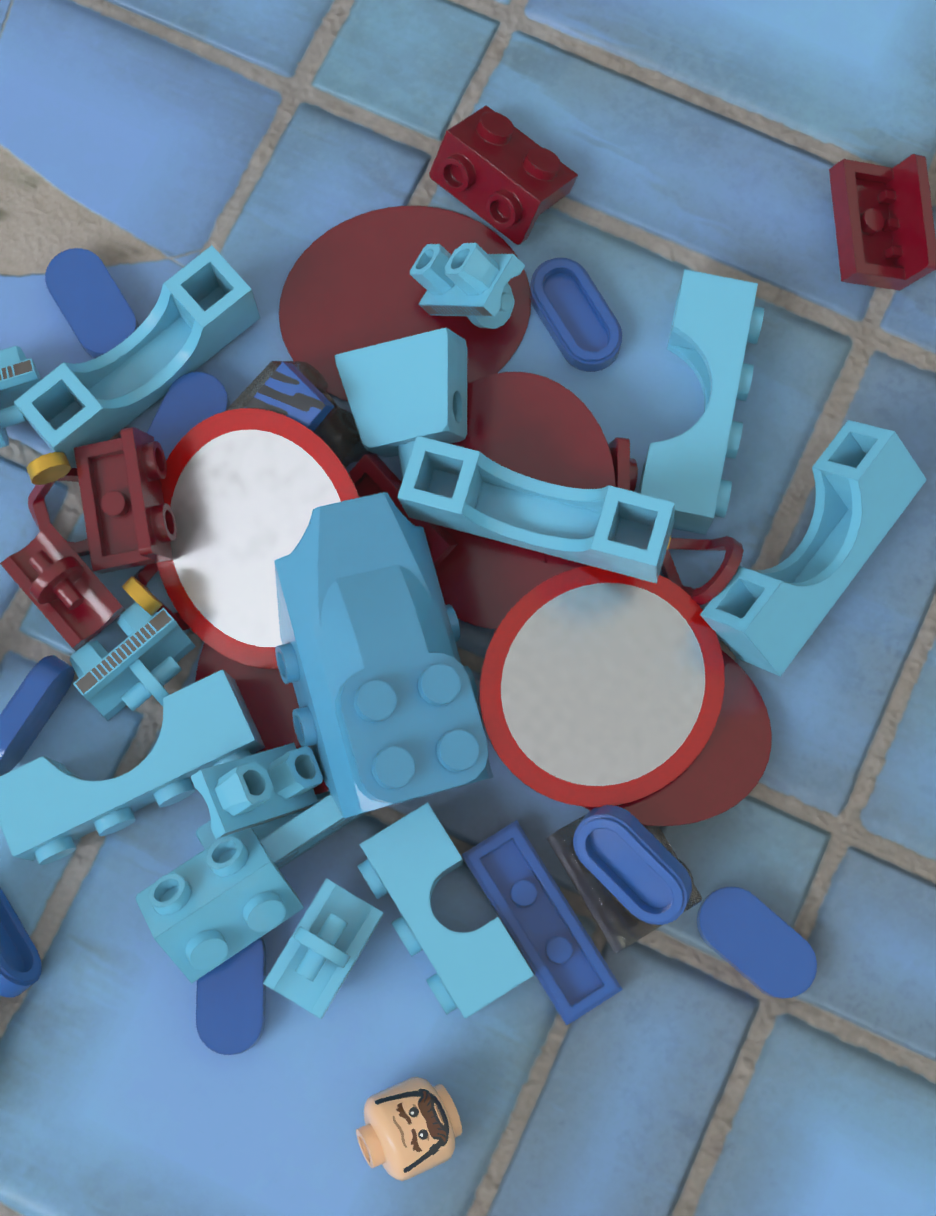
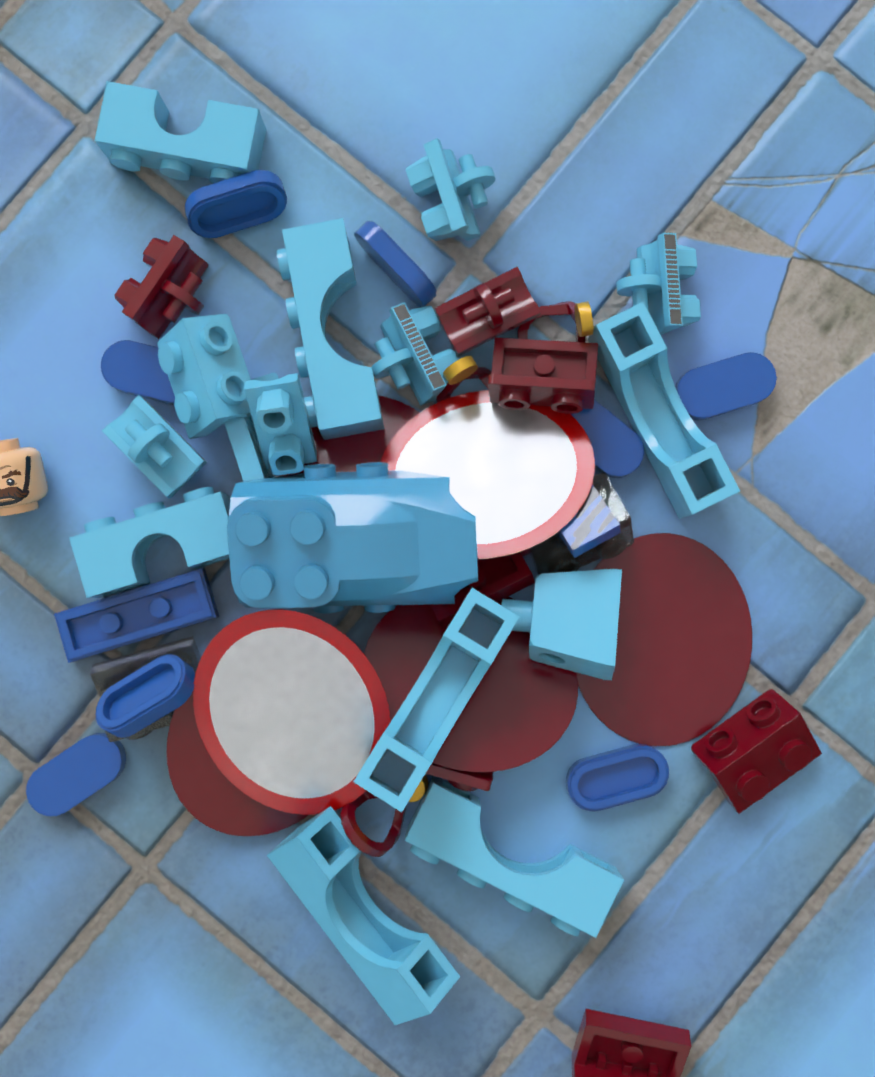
camera: 105 degrees right, 10 degrees up
(119, 988) = (166, 288): none -> dark red hips
(467, 283) = (659, 694): medium azure hips -> none

